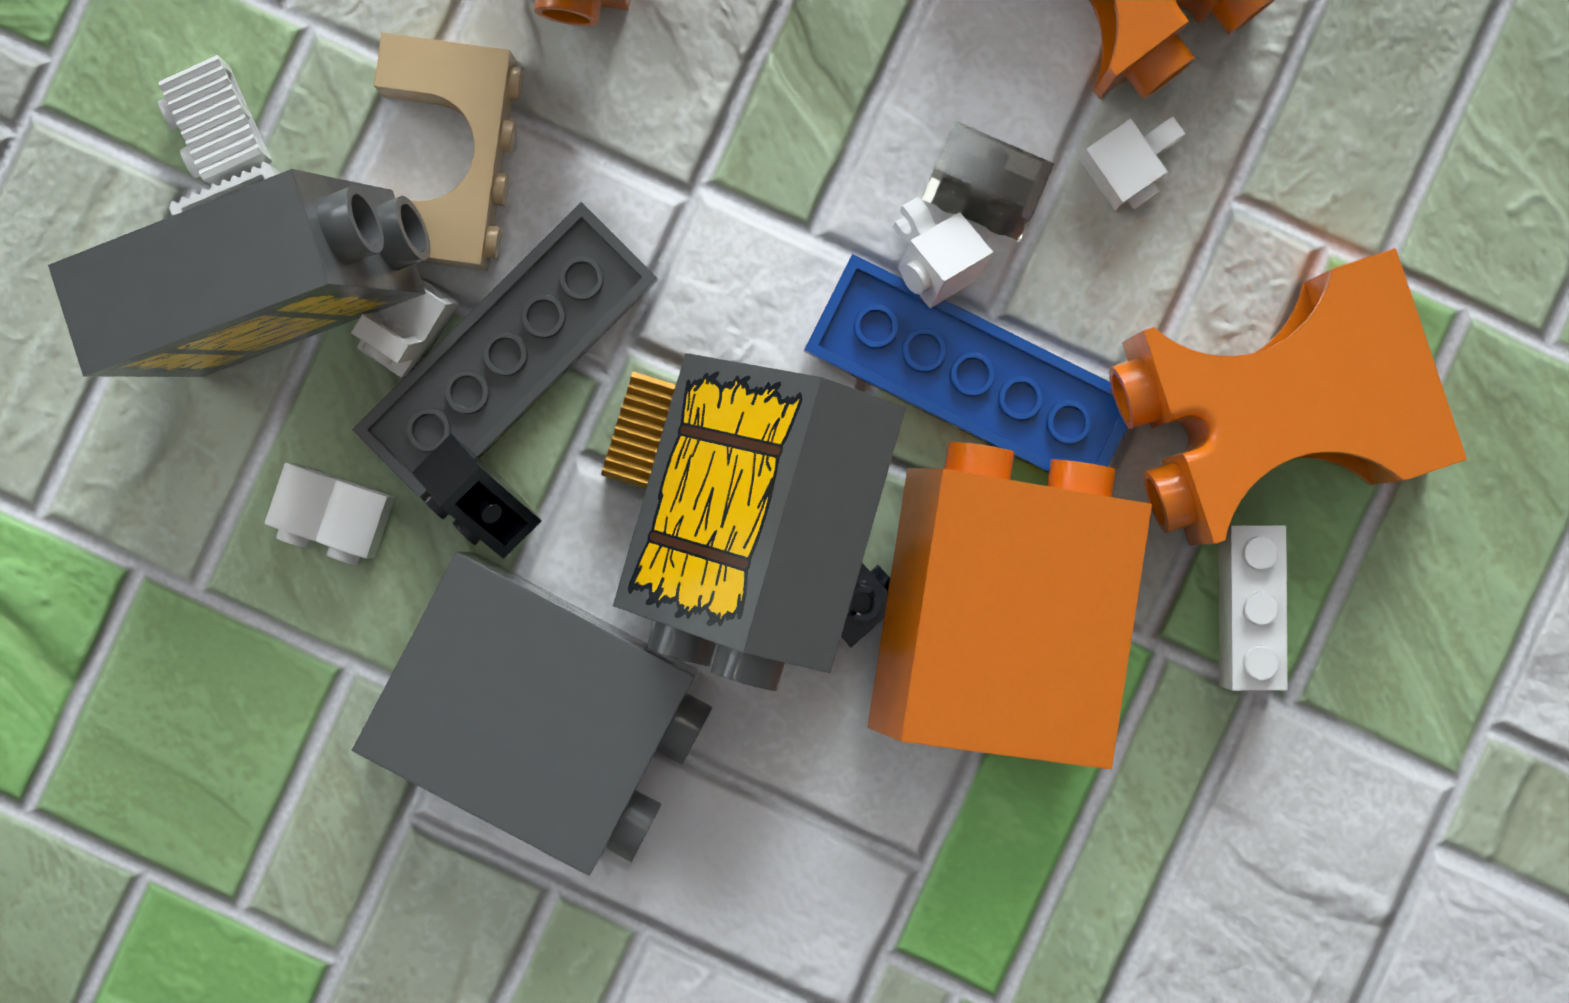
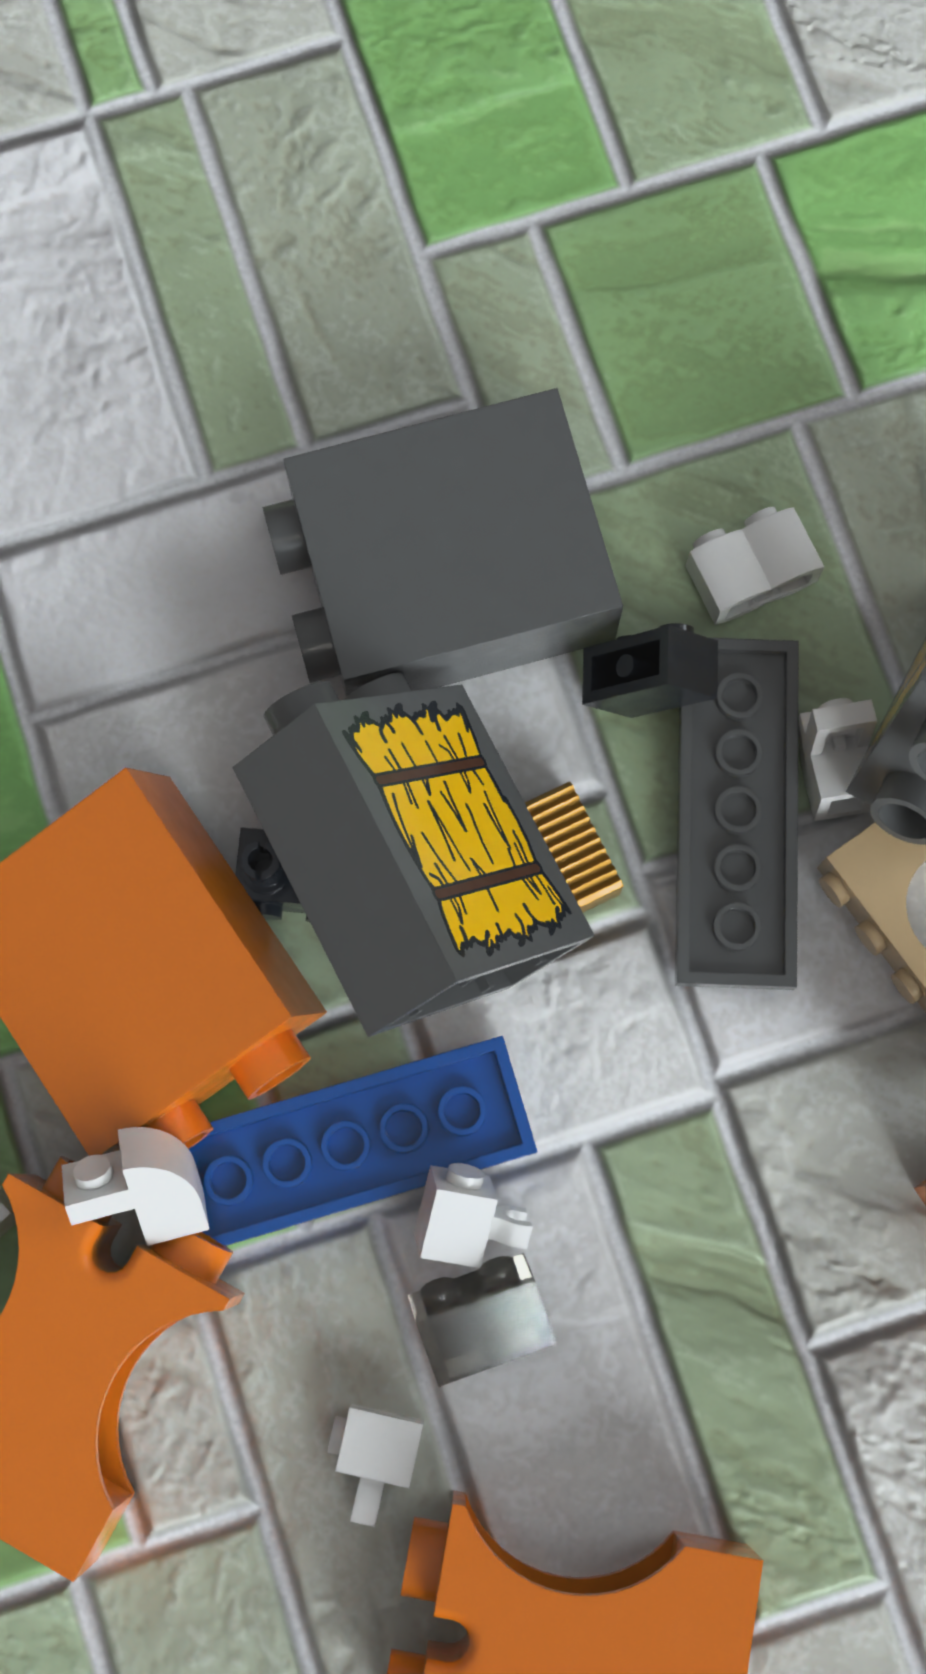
camera: 135 degrees right, 10 degrees down
(1125, 459) = (147, 1174): none -> white brick

